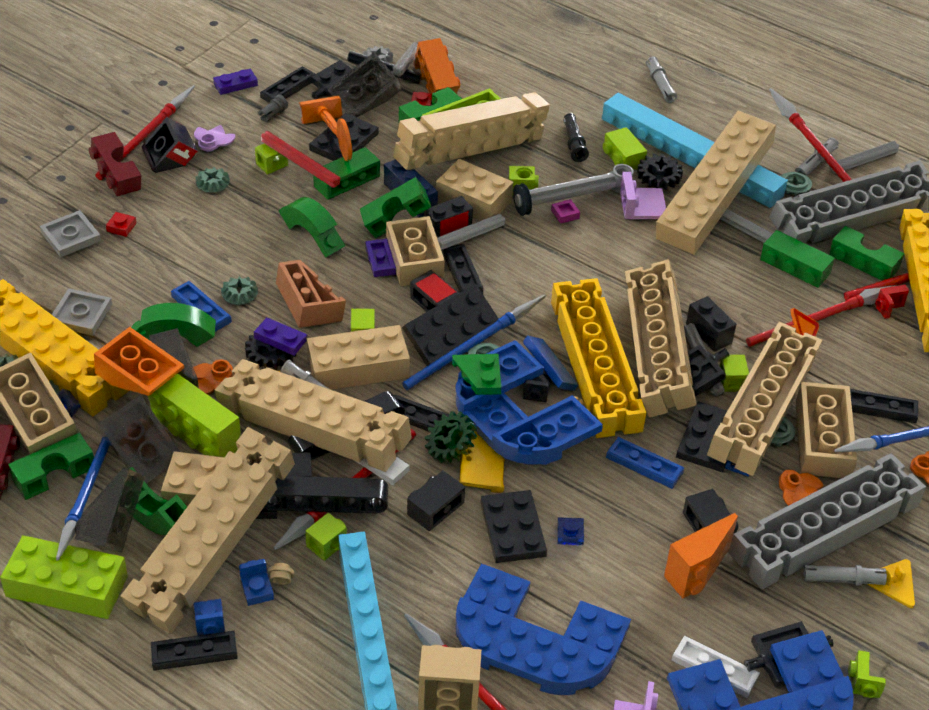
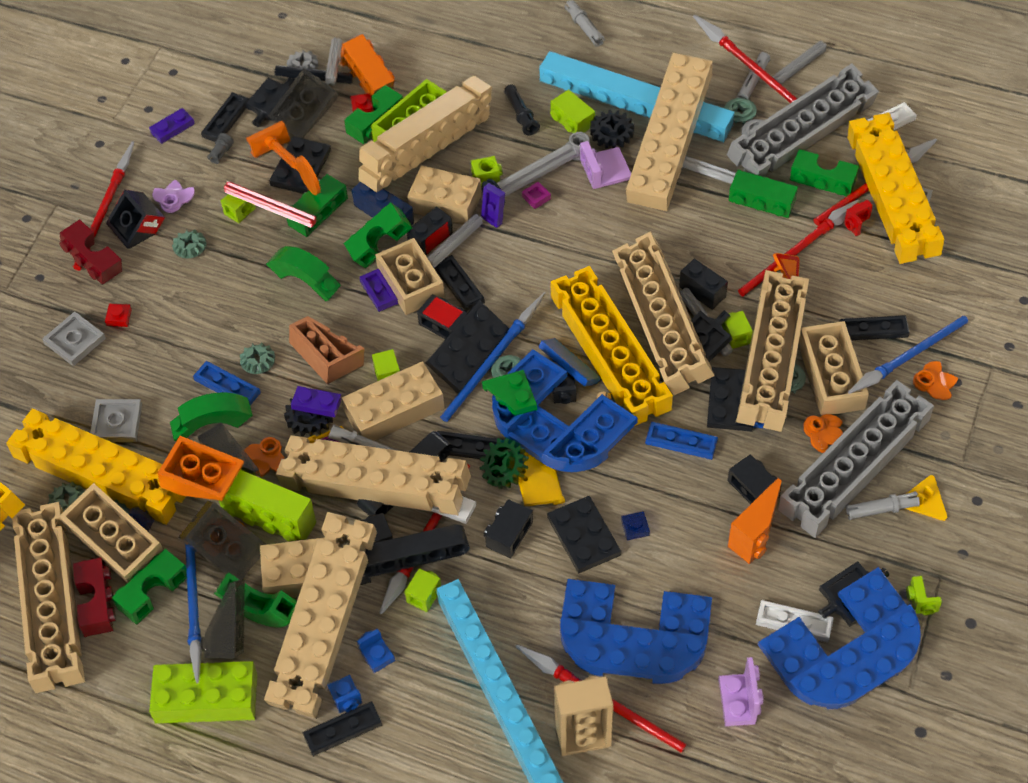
camera: 10 degrees left, 10 degrees up
(280, 574) = (394, 636): tan plate -> none
(518, 207) = (493, 205): none -> dark purple plate

